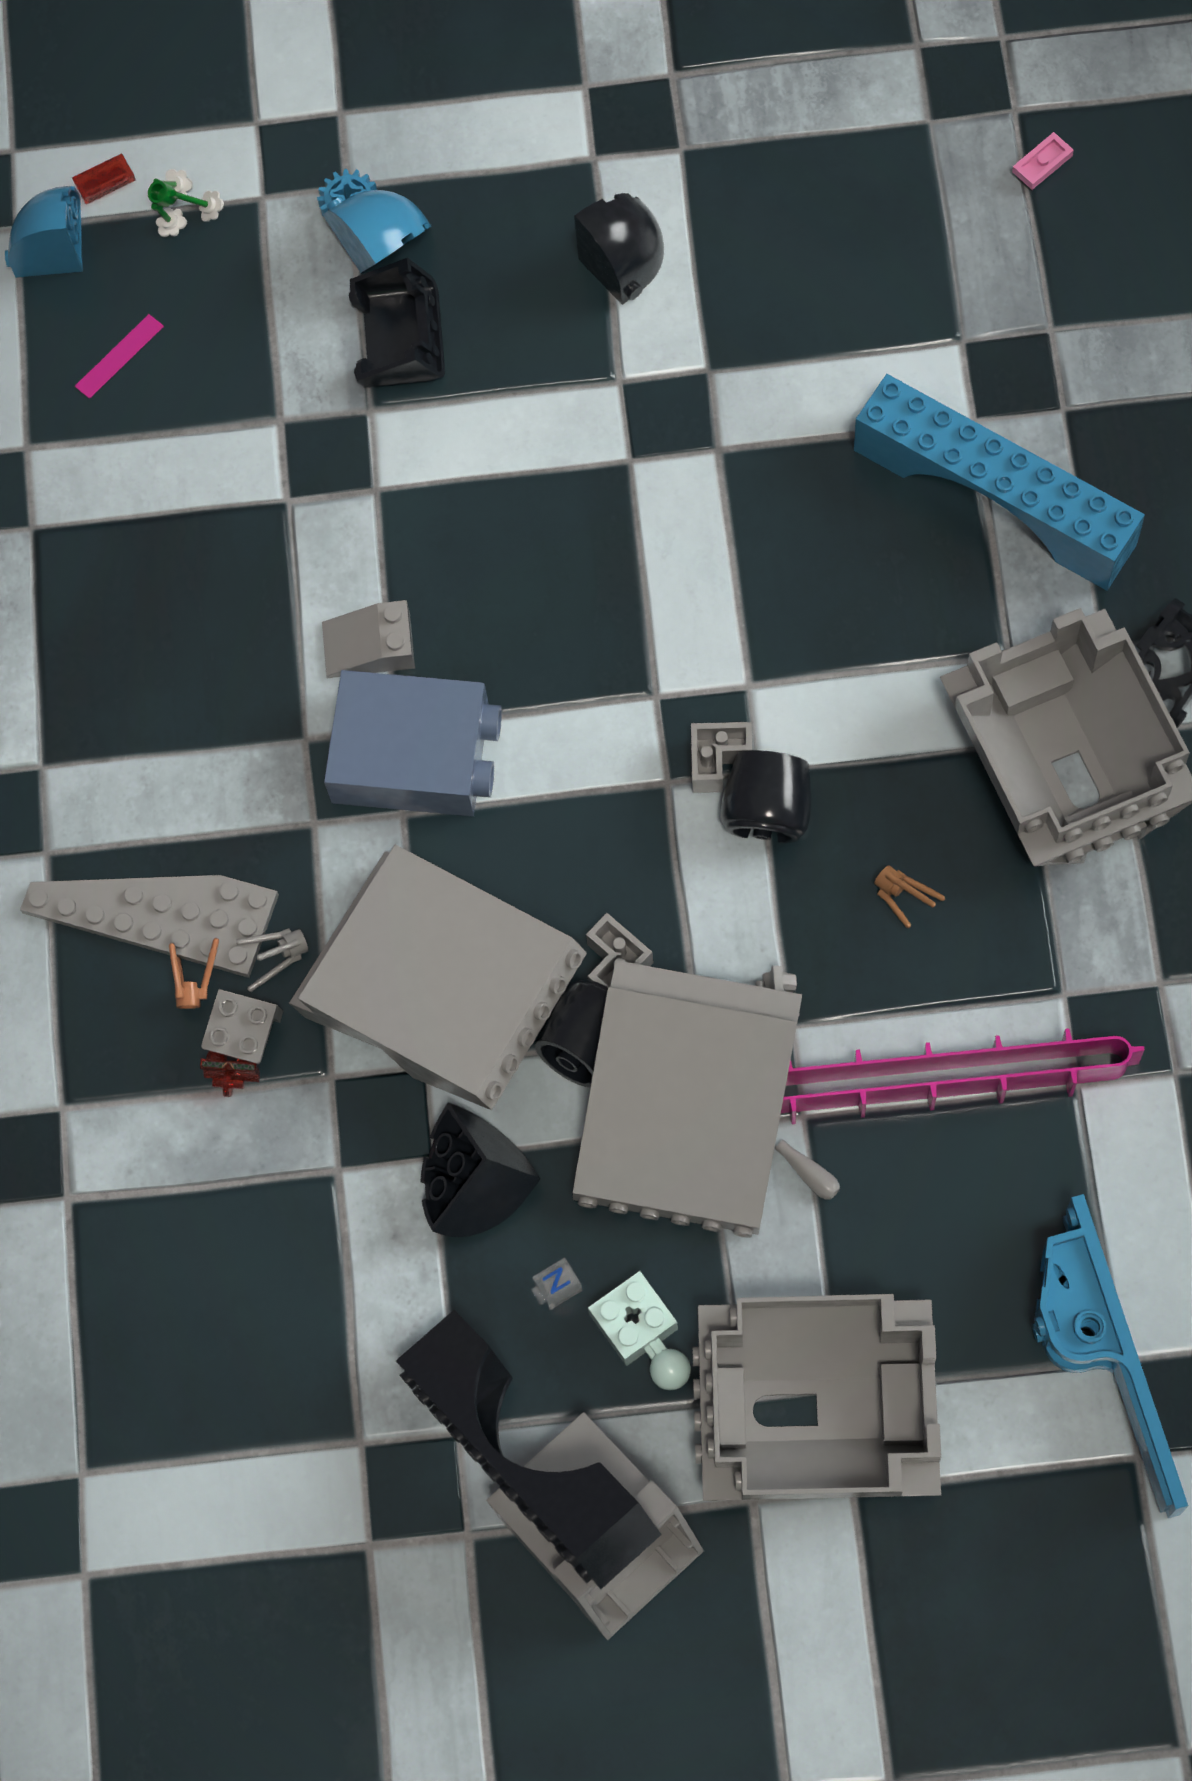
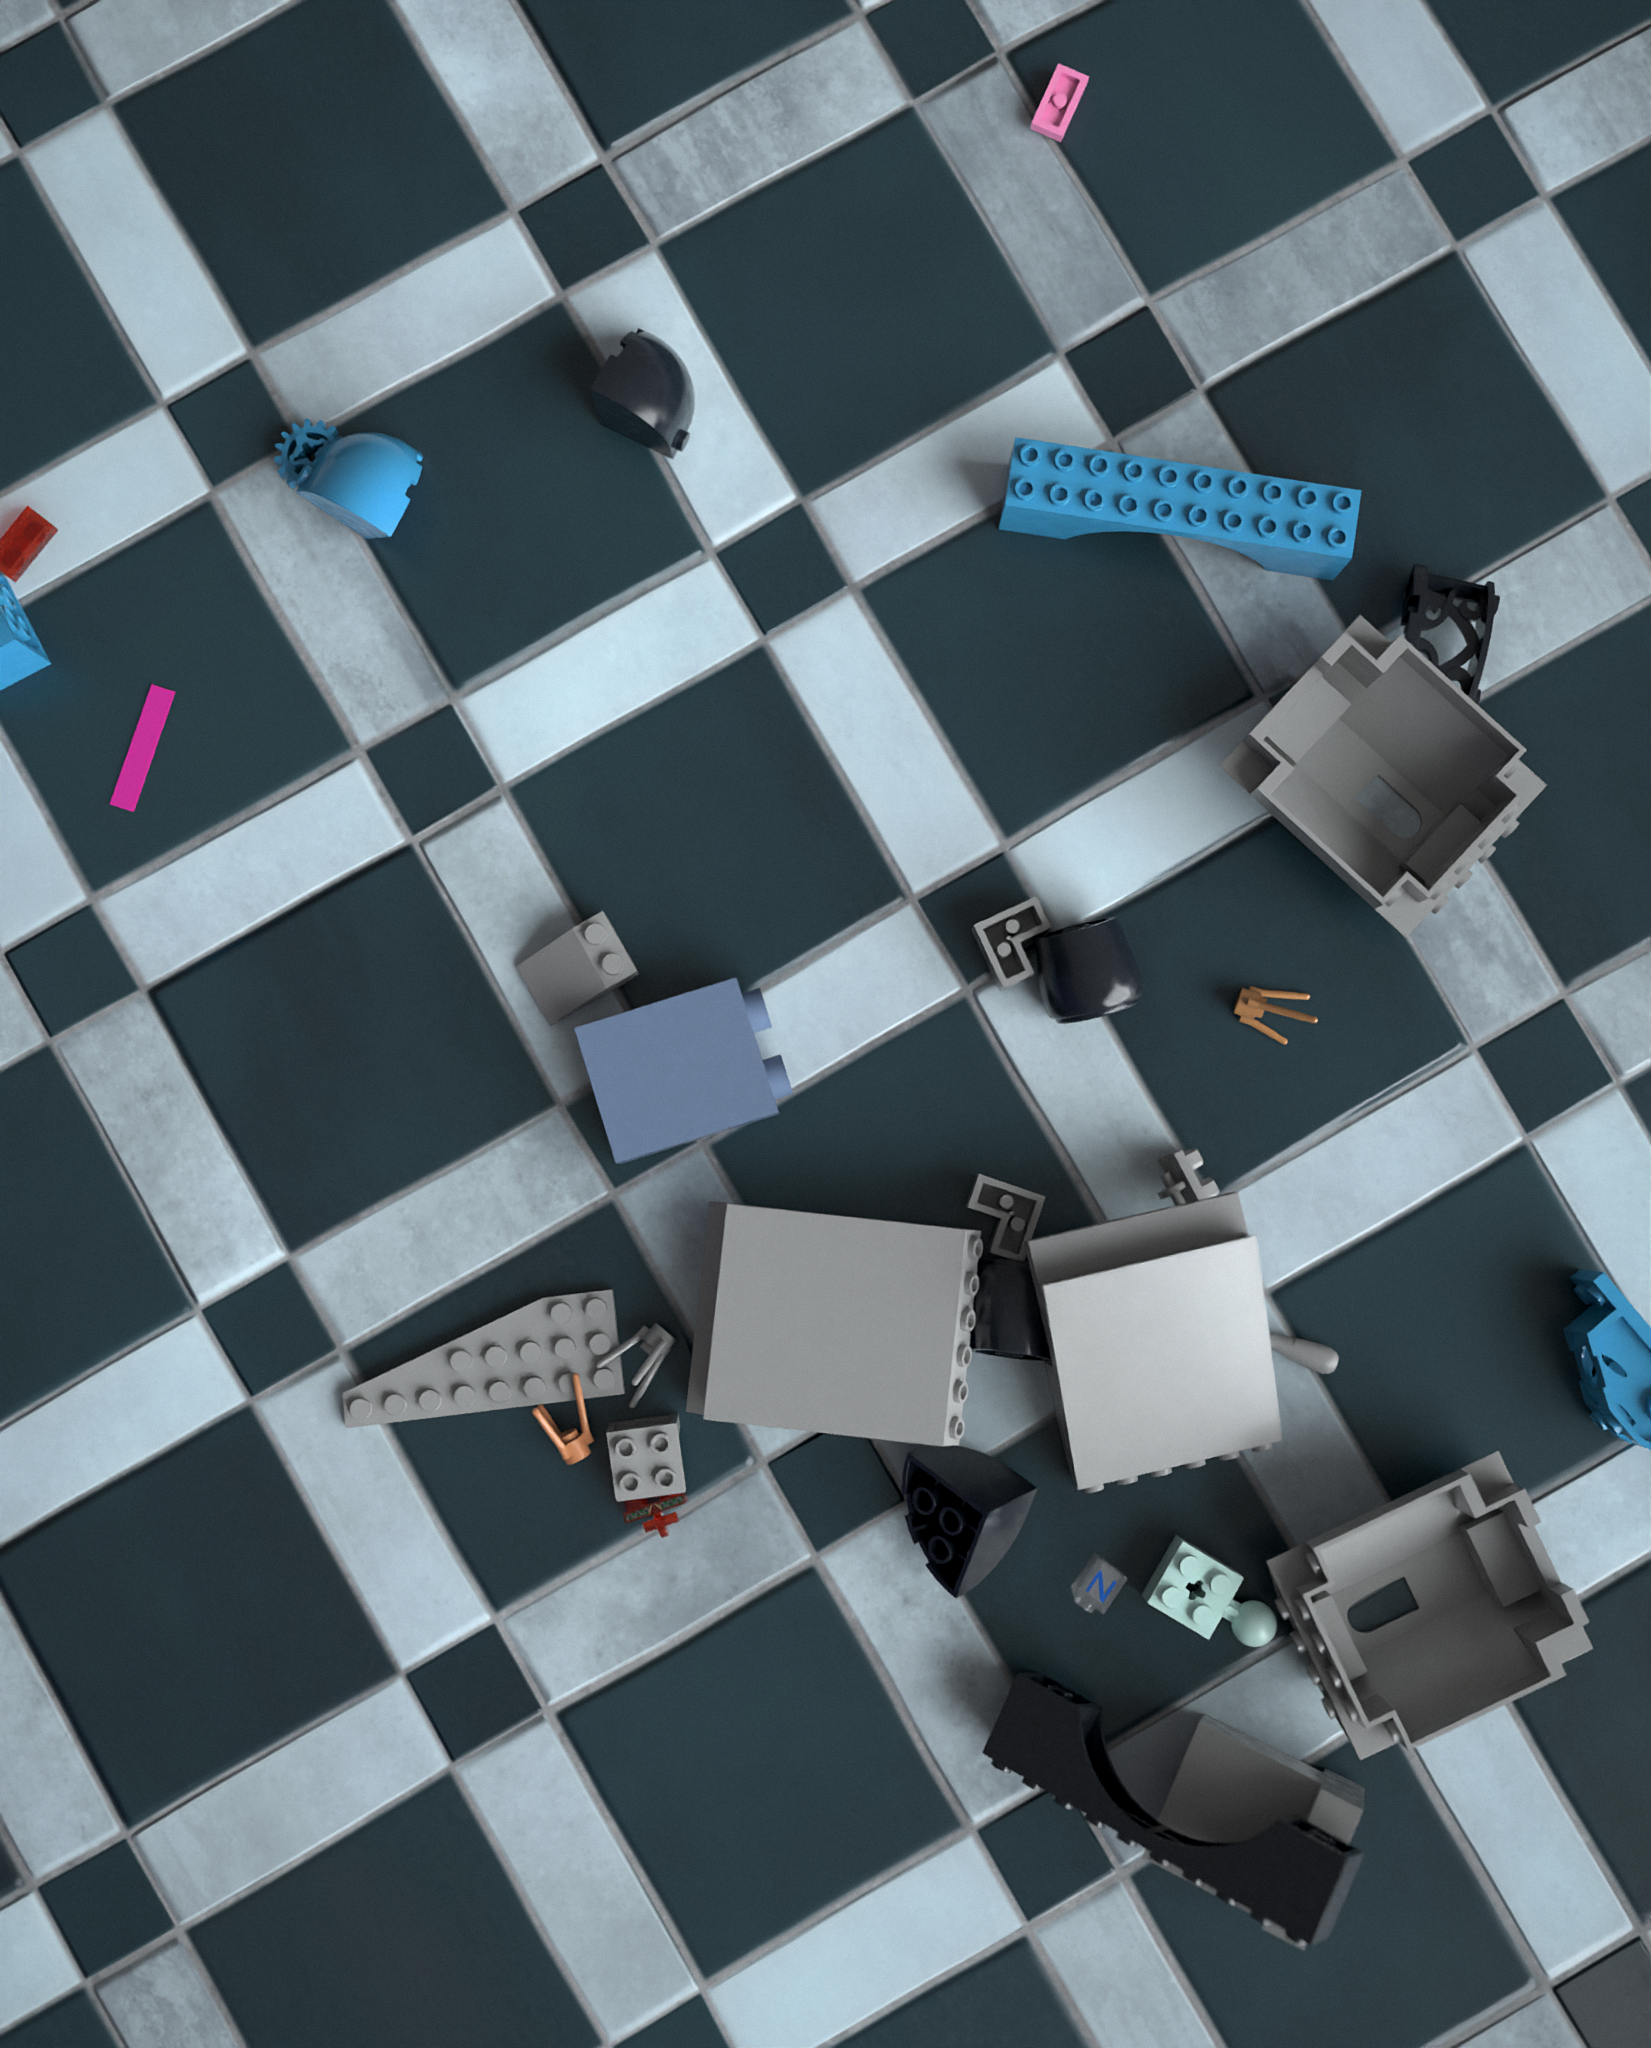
camera: 35 degrees left, 15 degrees up
(176, 187) = (104, 544): white plant -> none
(400, 325) = (441, 588): black windscreen -> none
(932, 1062) = (1528, 1144): dark pink piece -> none

